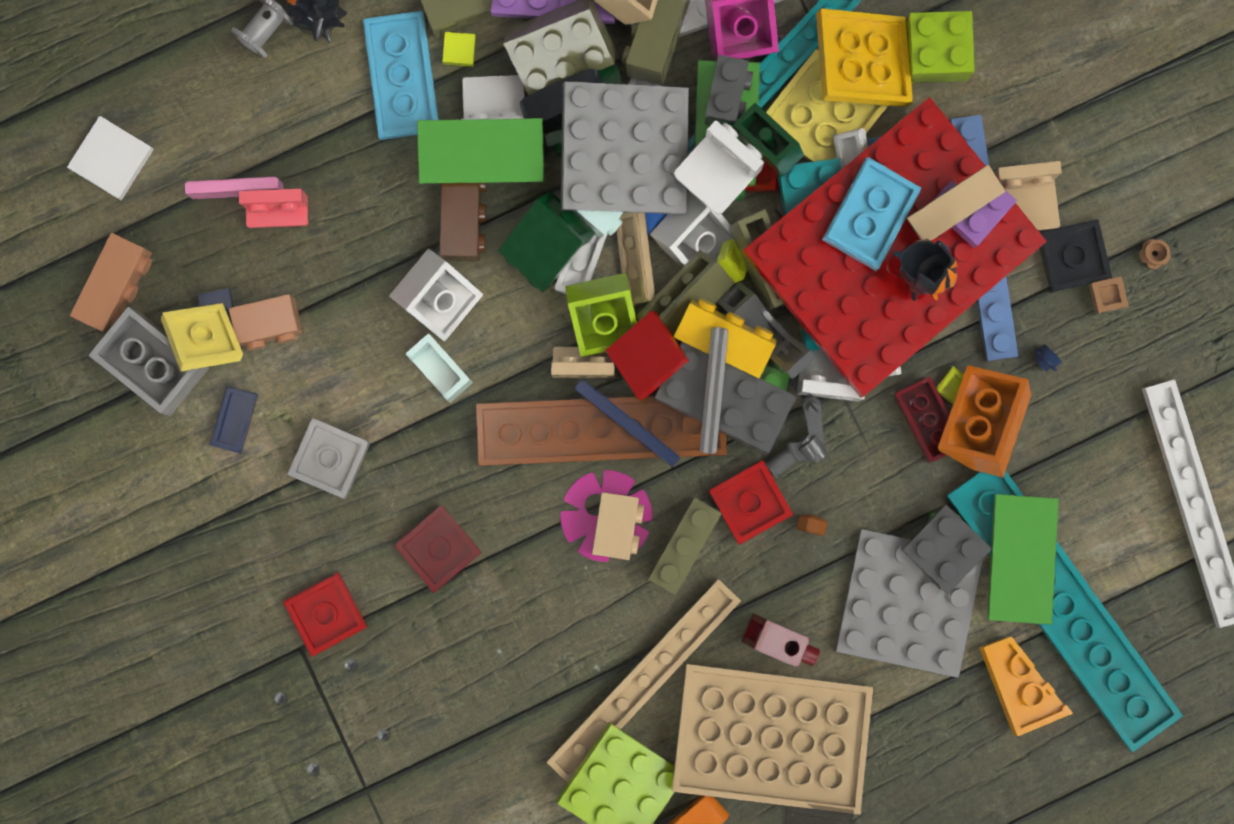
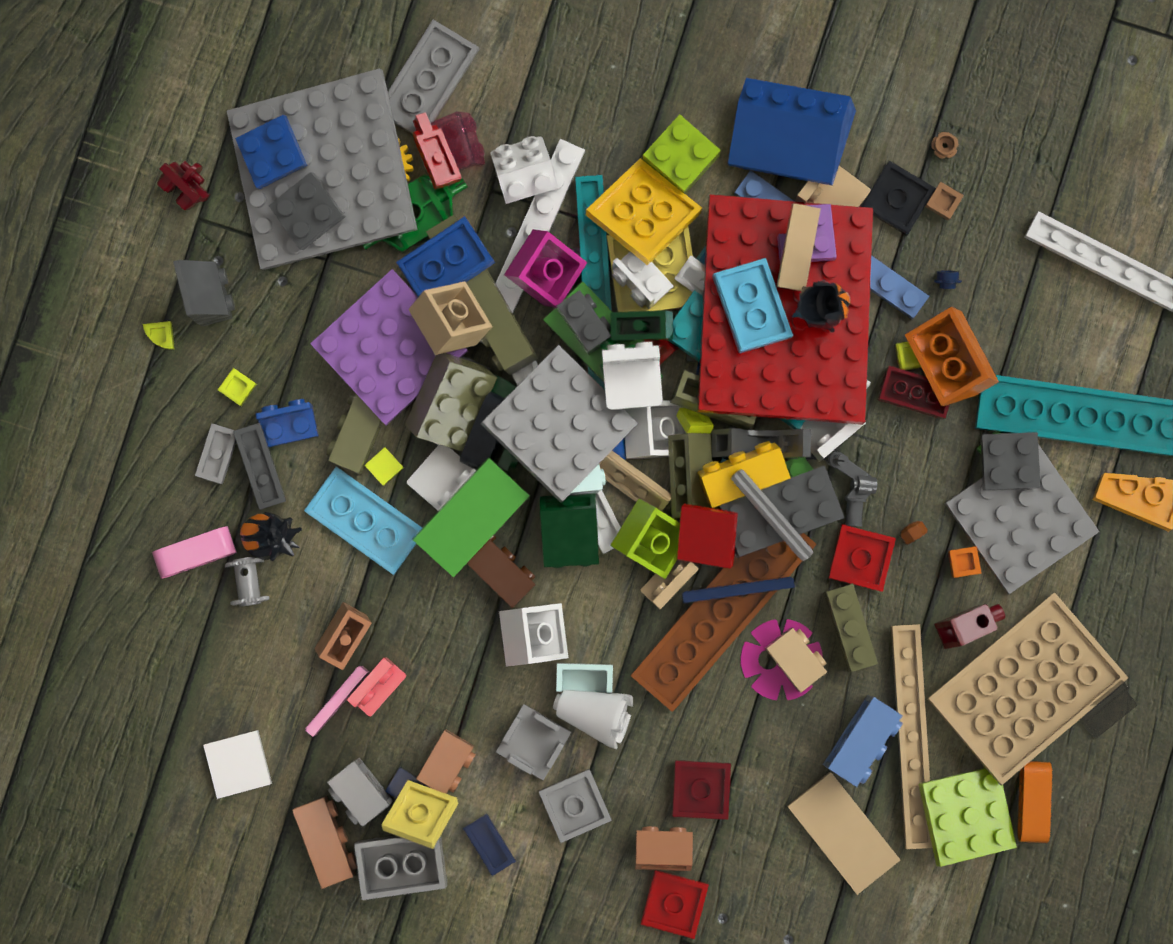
camera: 50 degrees left, 0 degrees up
(175, 272) = (359, 792): none -> light grey brick
(289, 142) = (342, 636): none -> nougat brick
(348, 376) = (533, 742): none -> light grey panel
(360, 563) = (664, 849): none -> nougat brick
(418, 405) = (596, 714): none -> white cone
(512, 698) = (843, 833): none -> tan tile
(600, 643) = (863, 741): none -> medium blue brick
(808, 111) = (645, 281): none -> white bracket
(827, 590) = (964, 562): none -> orange plate
(1022, 559) = (1062, 418): bright green tile -> none
(1046, 113) = (790, 131): none -> blue slope

